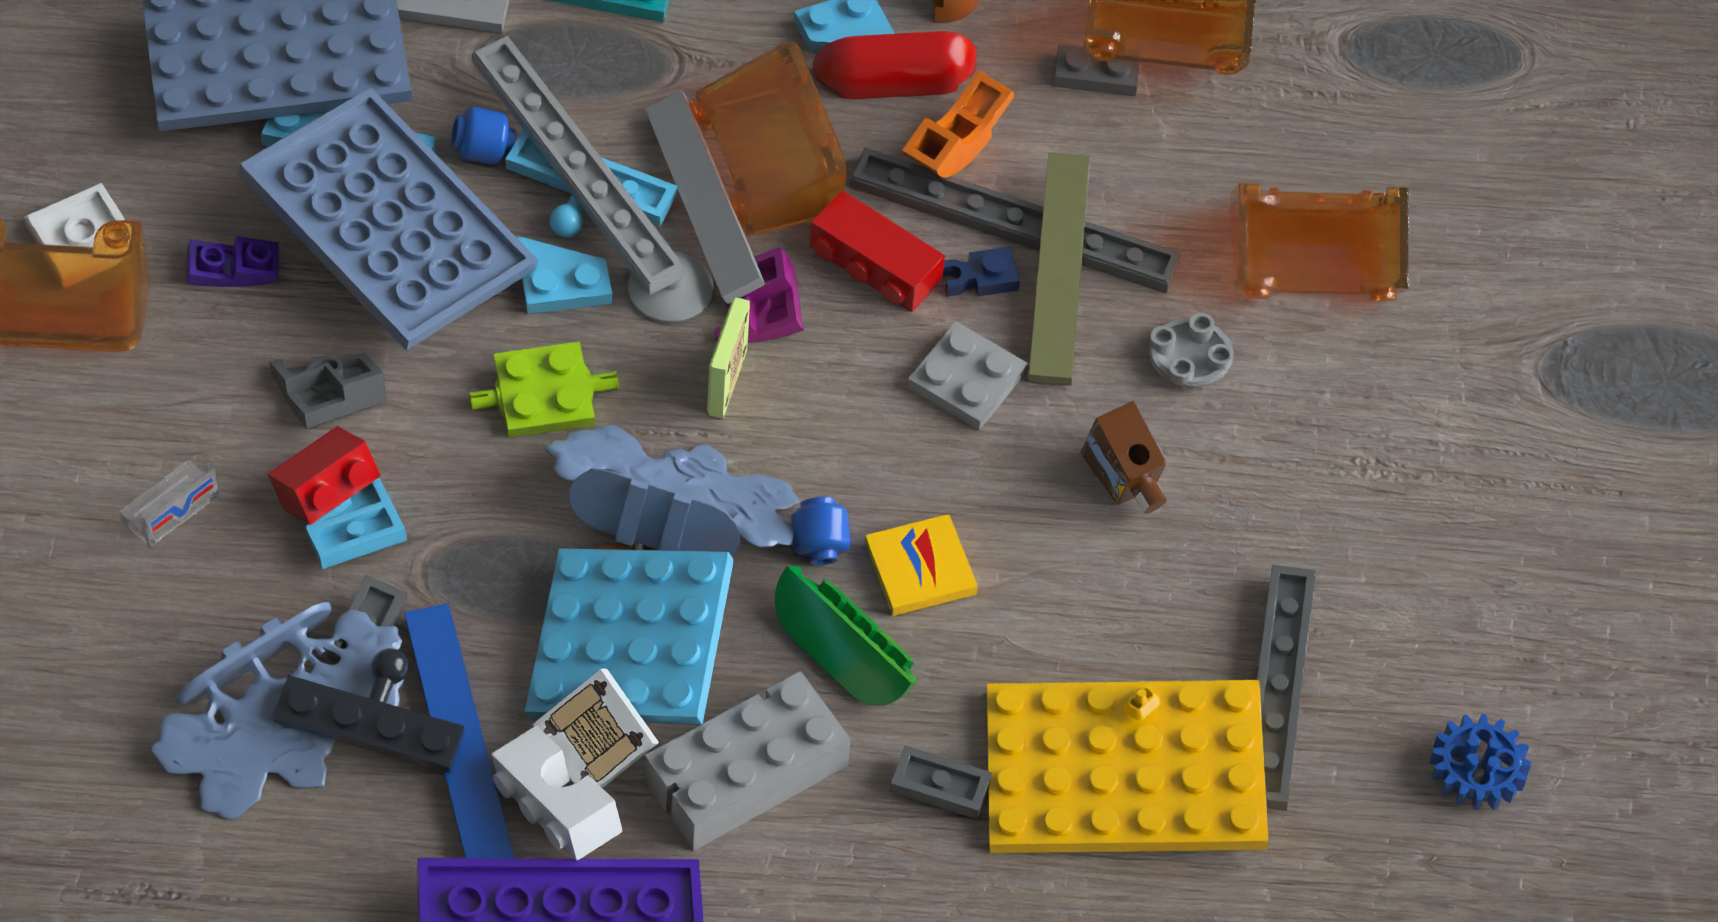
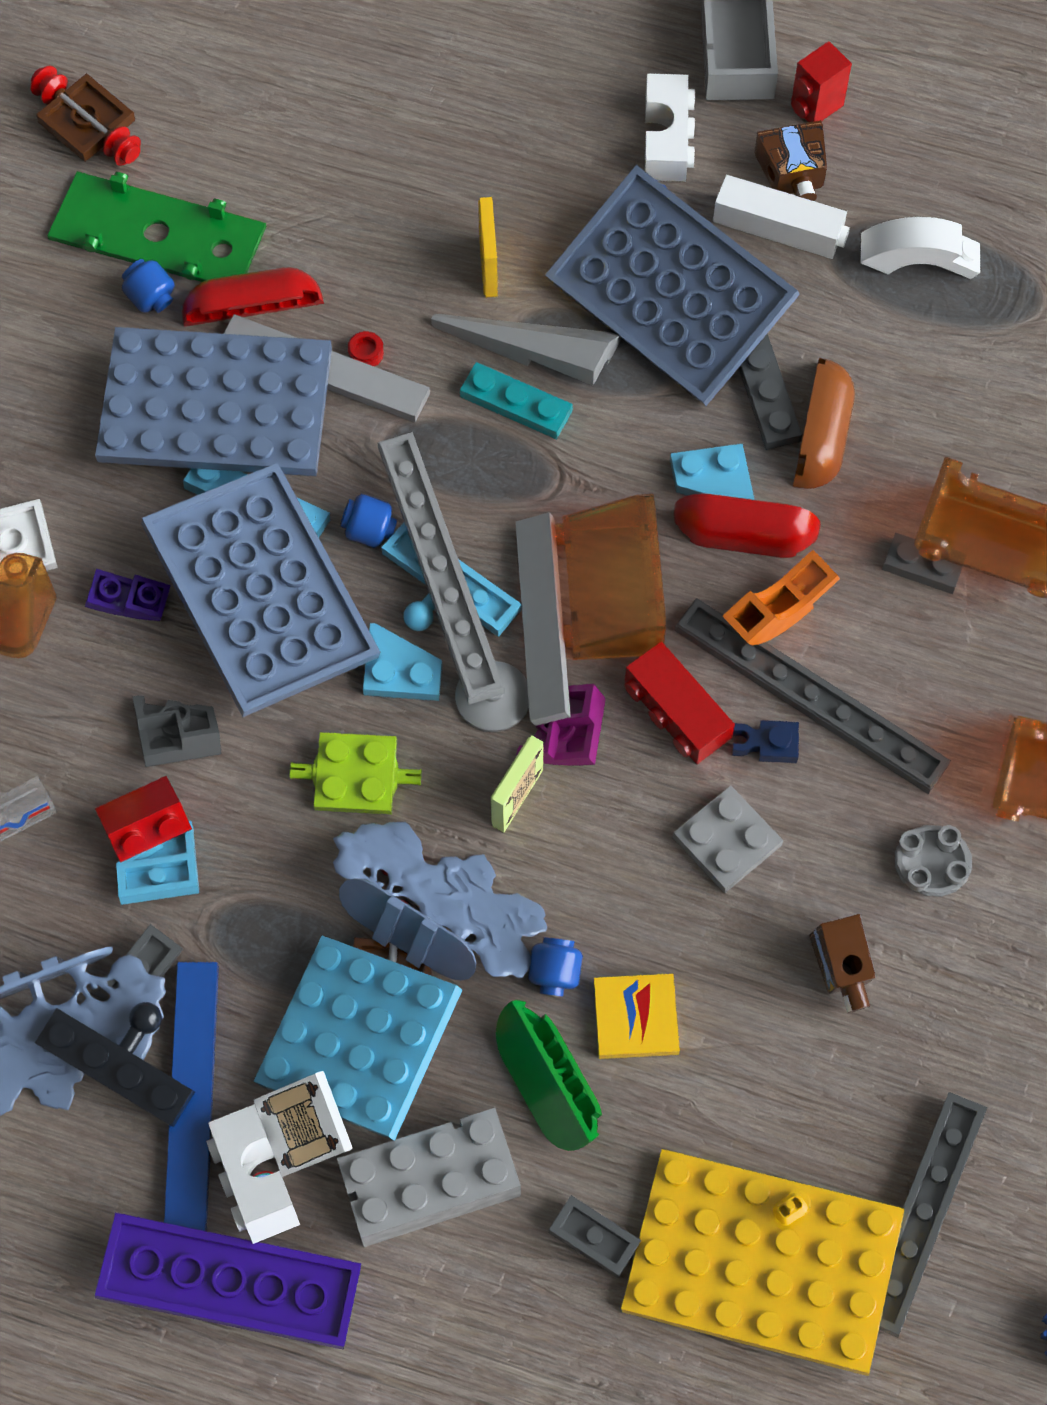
camera: 20 degrees right, 10 degrees up
(1059, 269) = (835, 755): olive tile -> none

